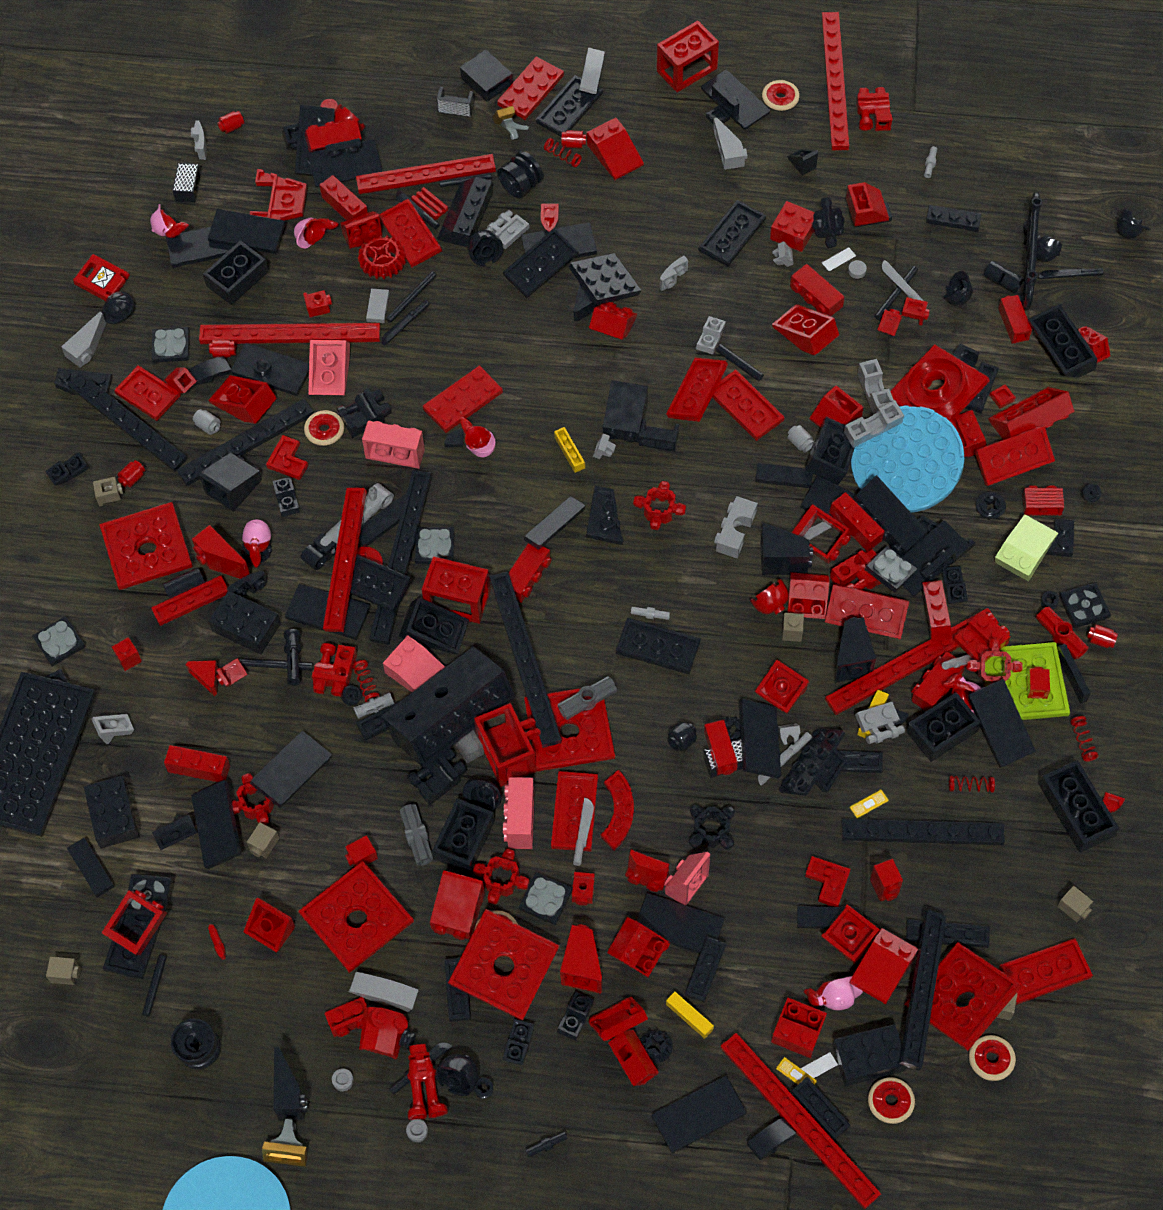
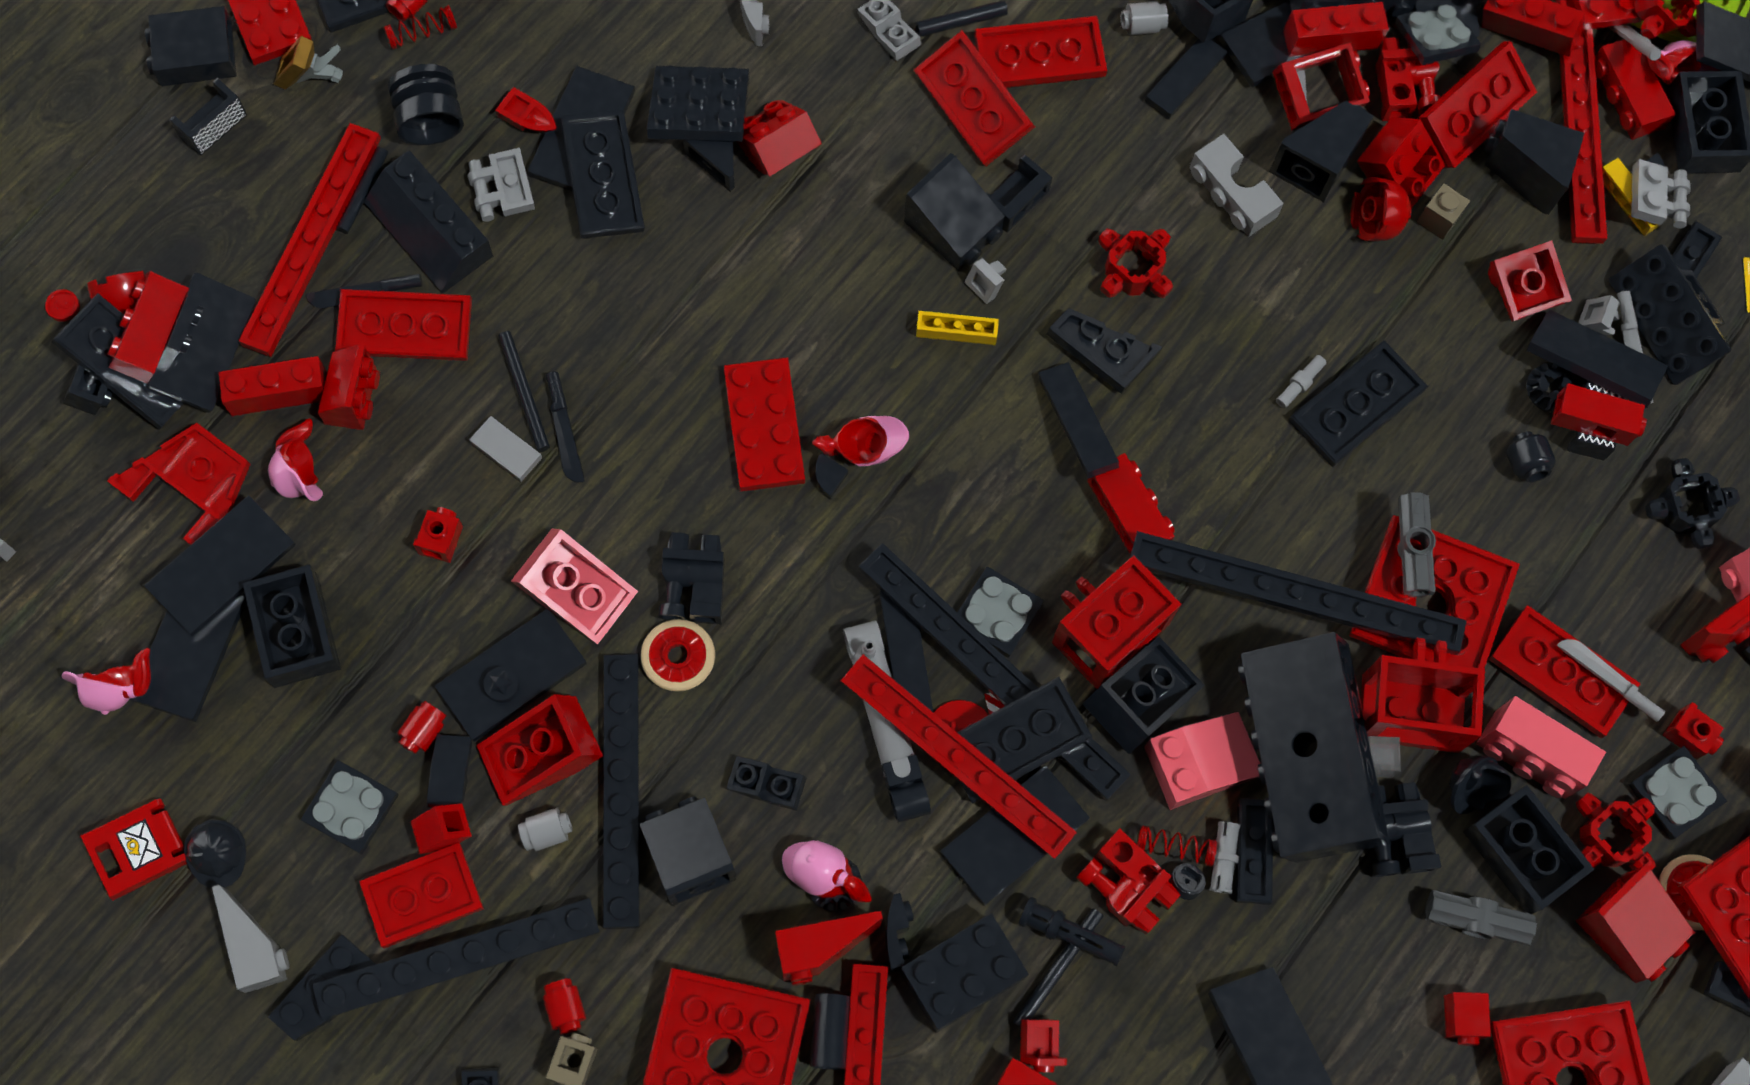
camera: 65 degrees left, 10 degrees up
(185, 182) = (46, 605): black panel -> none
(283, 460) = (696, 751): red plate -> none
(291, 332) = (463, 610): red plate -> none
(380, 251) = (448, 377): red gear -> none
(393, 444) = (792, 566): coral brick -> none
(428, 195) = (367, 254): red tile -> none
(484, 247) = (516, 232): black cylinder -> none
(623, 810) = (1593, 605): red tile -> none

